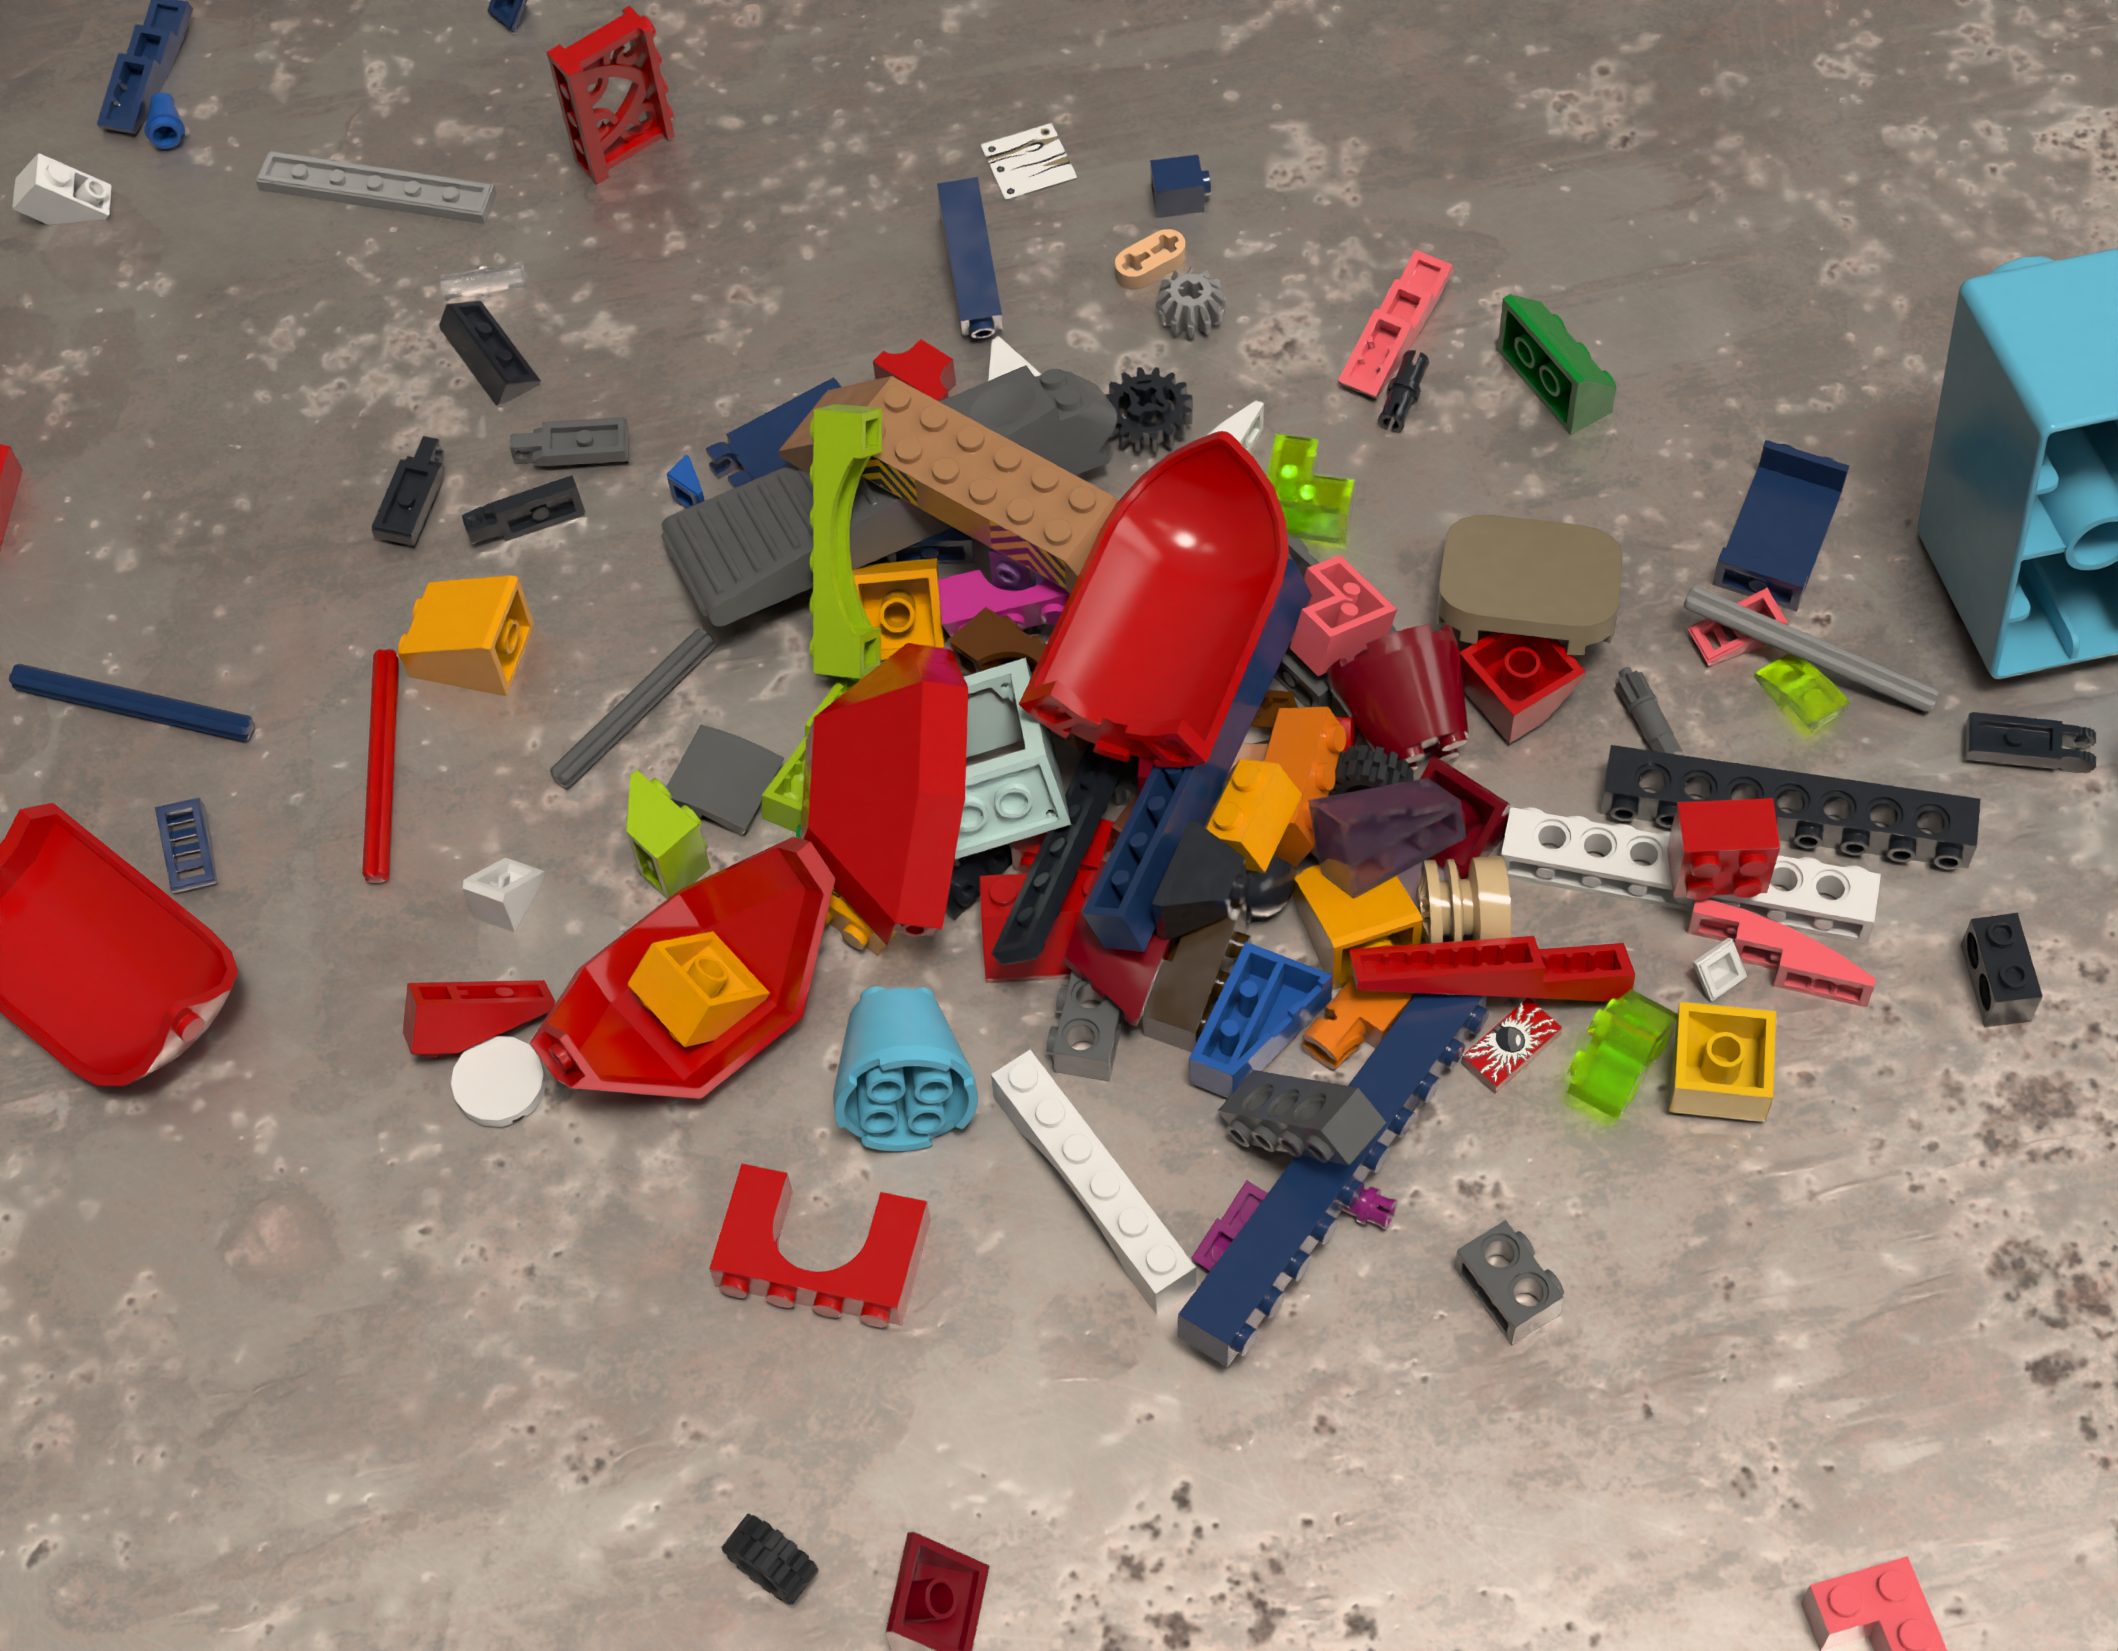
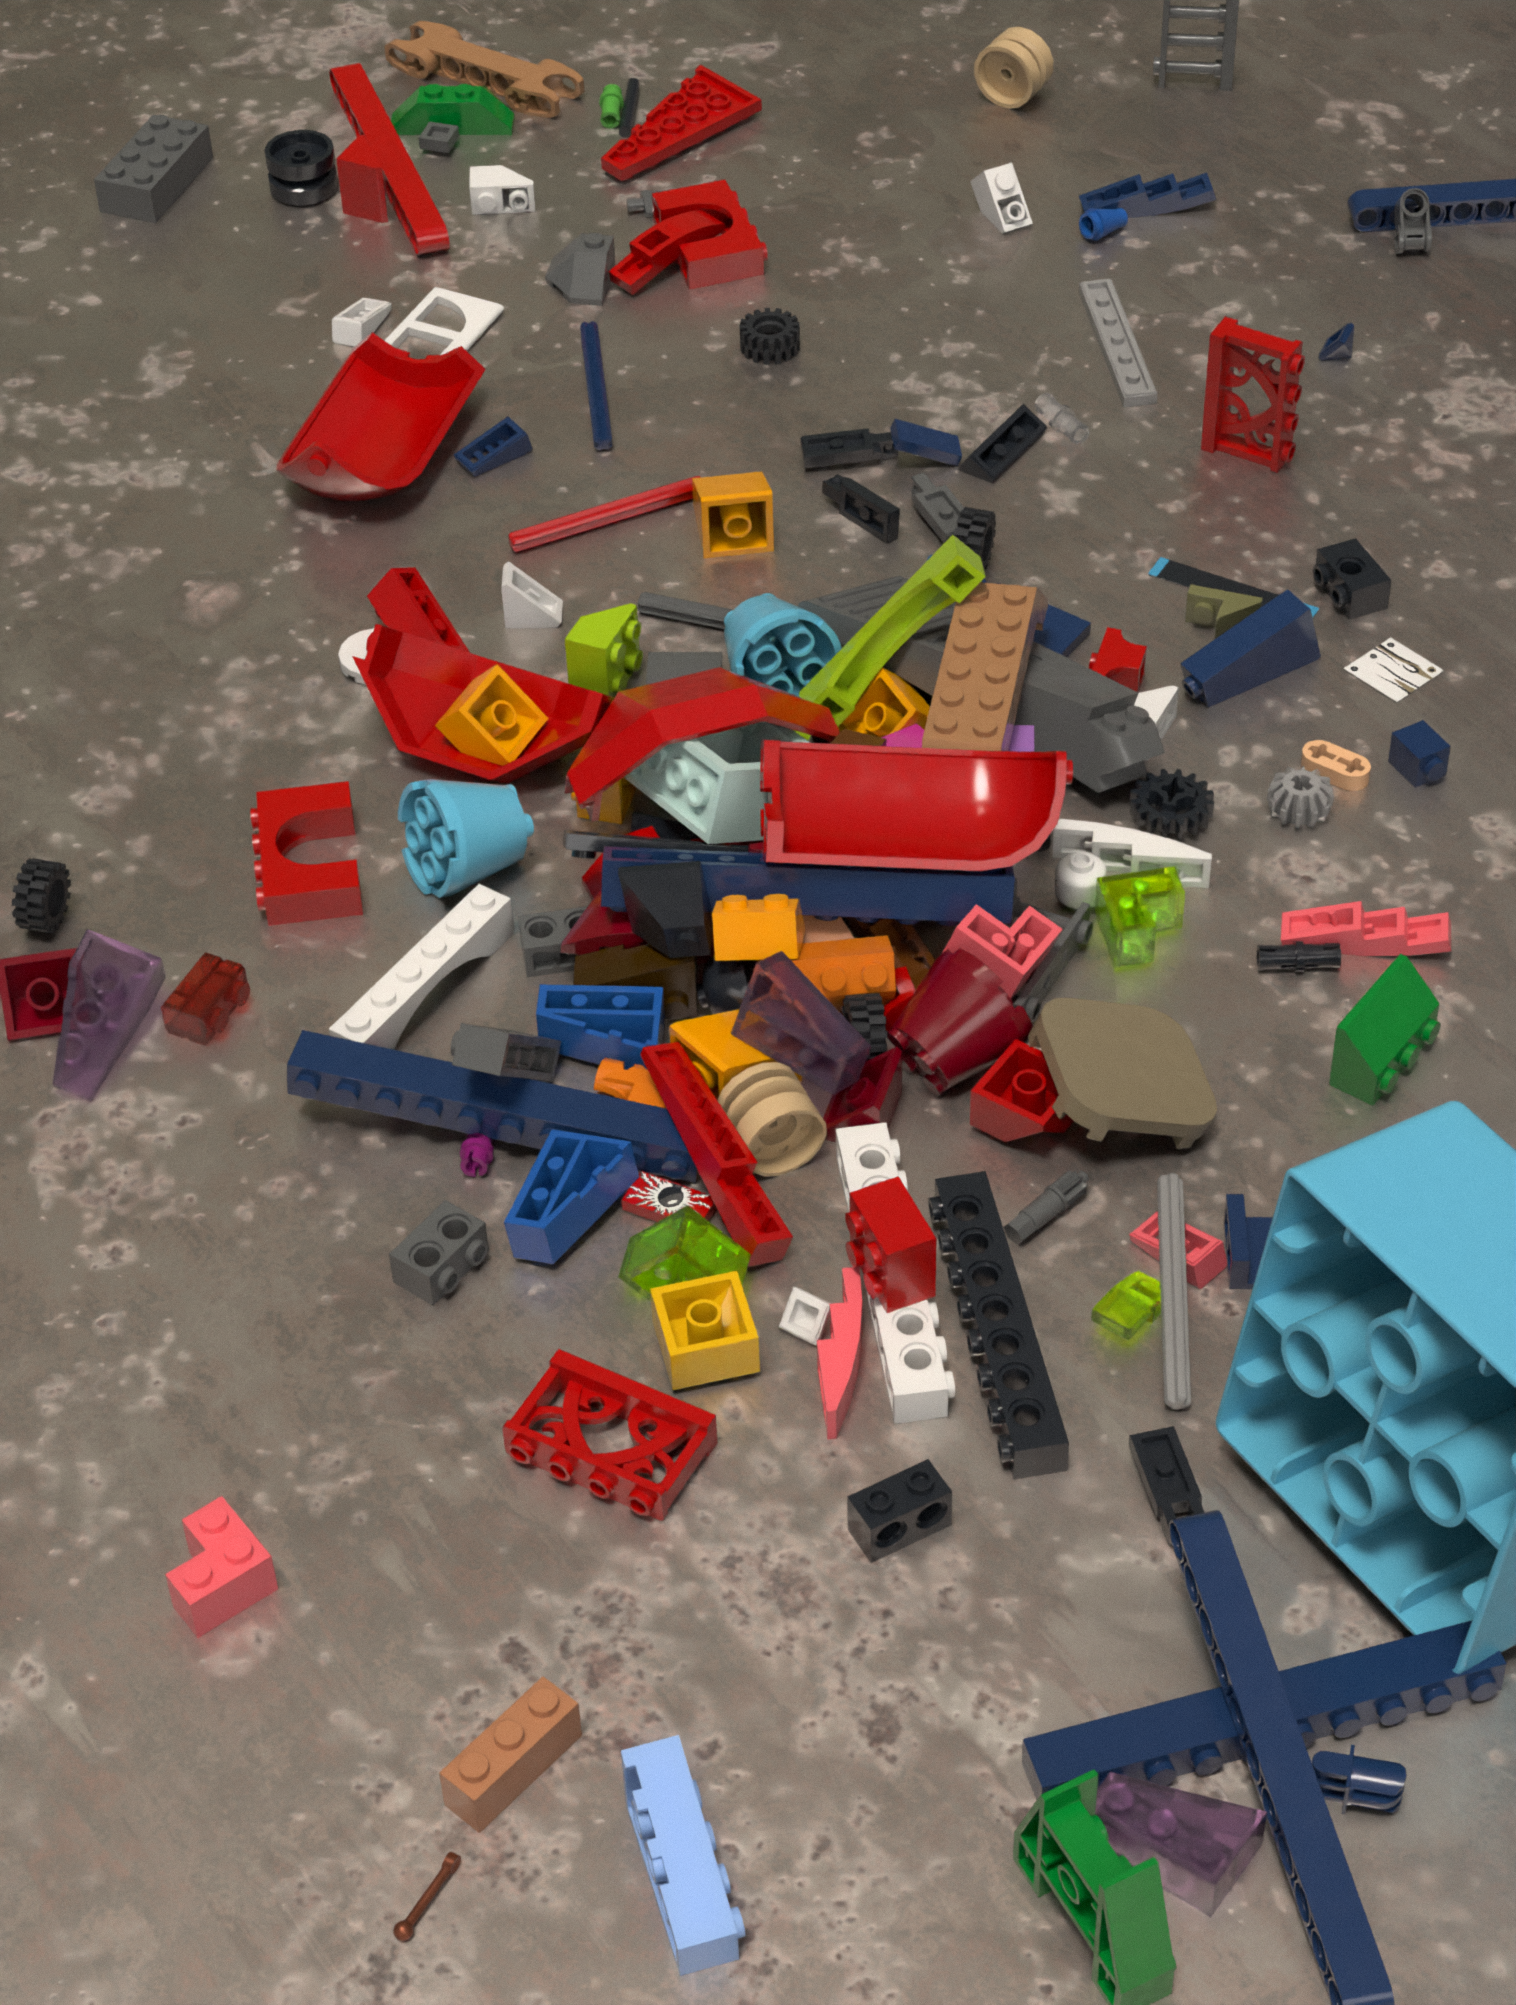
camera: 65 degrees right, 15 degrees down
(151, 482) = (769, 336): none -> black tyre
(455, 415) = (926, 442): none -> dark blue tile
(662, 427) = (977, 531): none -> black tyre
(751, 667) = (778, 642): none -> medium azure cone
(837, 243) = (1188, 575): none -> black sticker
(882, 258) = (1219, 608): none -> olive slope
(893, 136) = (1352, 578): none -> black brick
(992, 1530) = (103, 1008): none -> clear purple wedge
(1017, 1419) = (205, 999): none -> clear red brick
(1485, 1132) = (567, 1193): none -> blue wedge
(1825, 1132) = (611, 1473): none -> red fence

